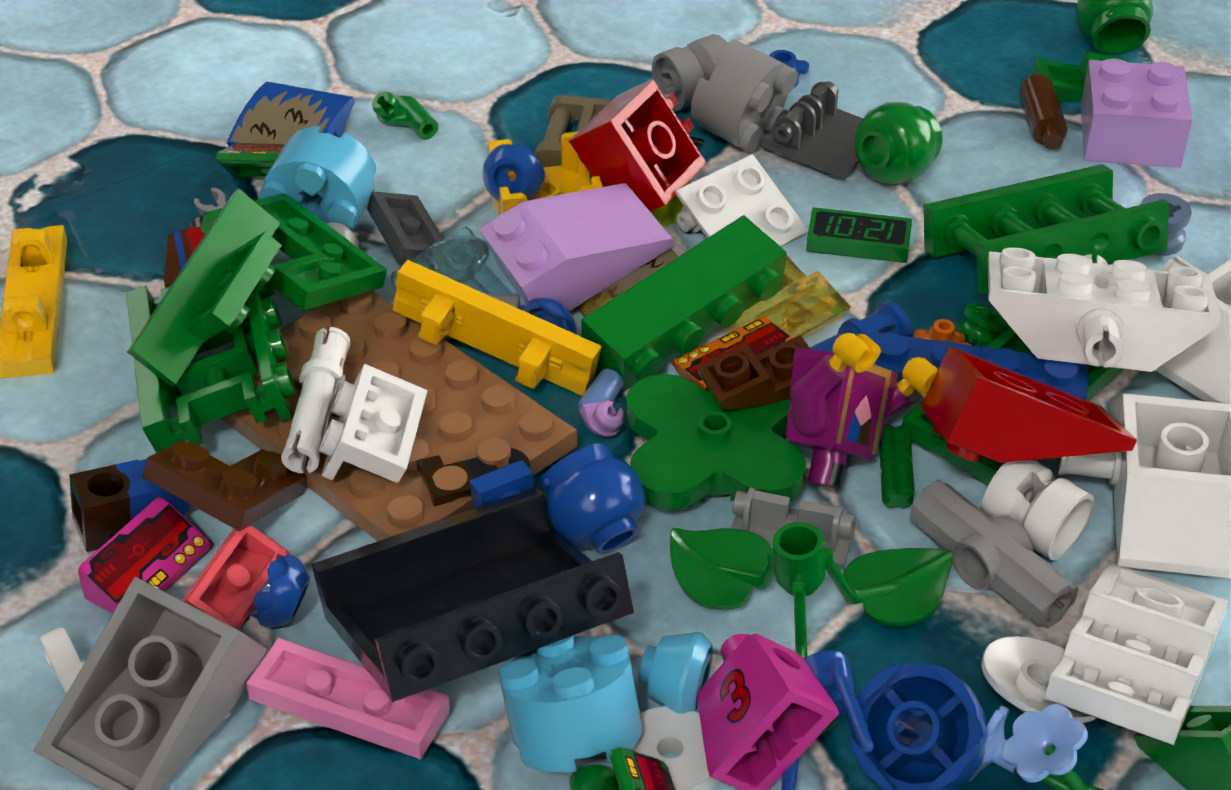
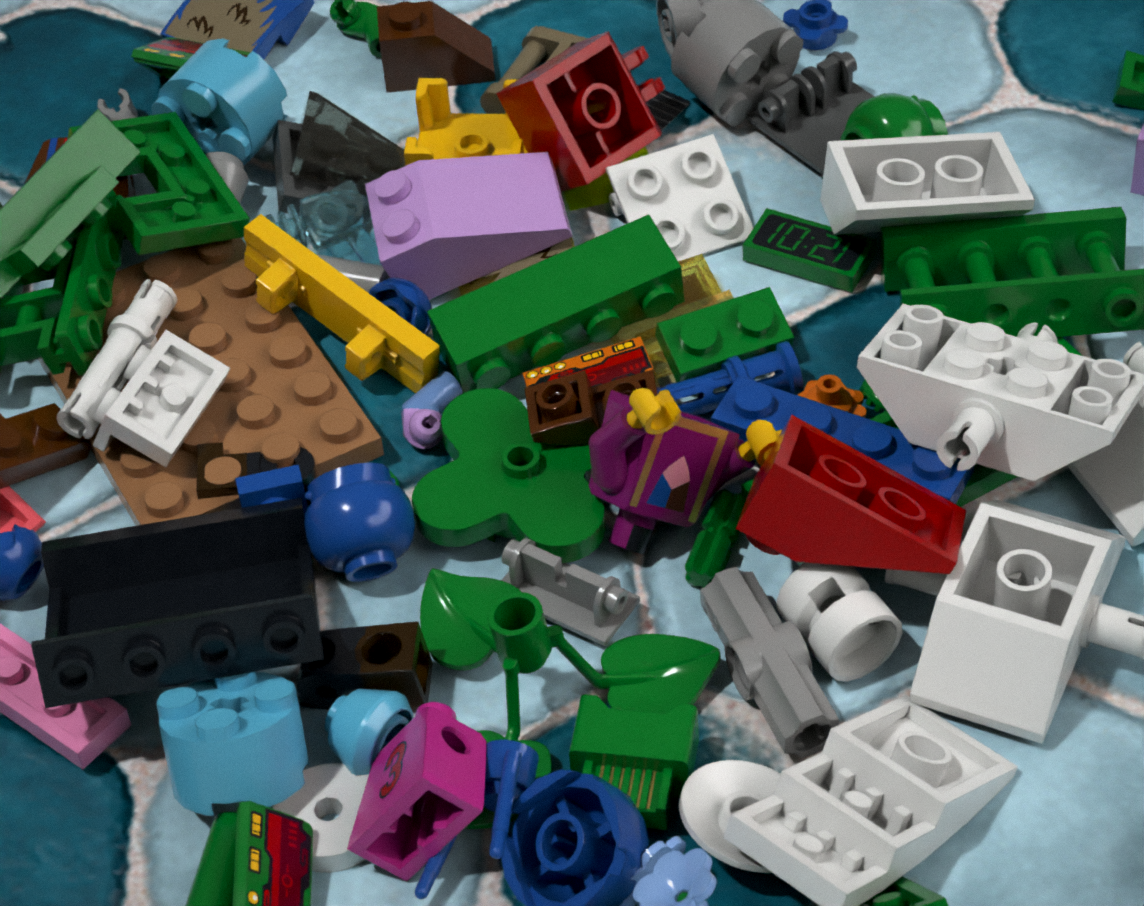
camera: 20 degrees right, 5 degrees up
(433, 208) = (340, 147): none -> clear smoke wing
(466, 118) = (431, 43): none -> reddish brown slope
(522, 162) = (444, 111): blue plate -> none
(660, 610) = (368, 658): none -> leg
(827, 303) = (707, 337): none -> green plate
(917, 636) = (637, 752): none -> green piece
(940, 164) = (920, 181): none -> white slope
(1043, 111) = (1102, 122): reddish brown cylinder -> none

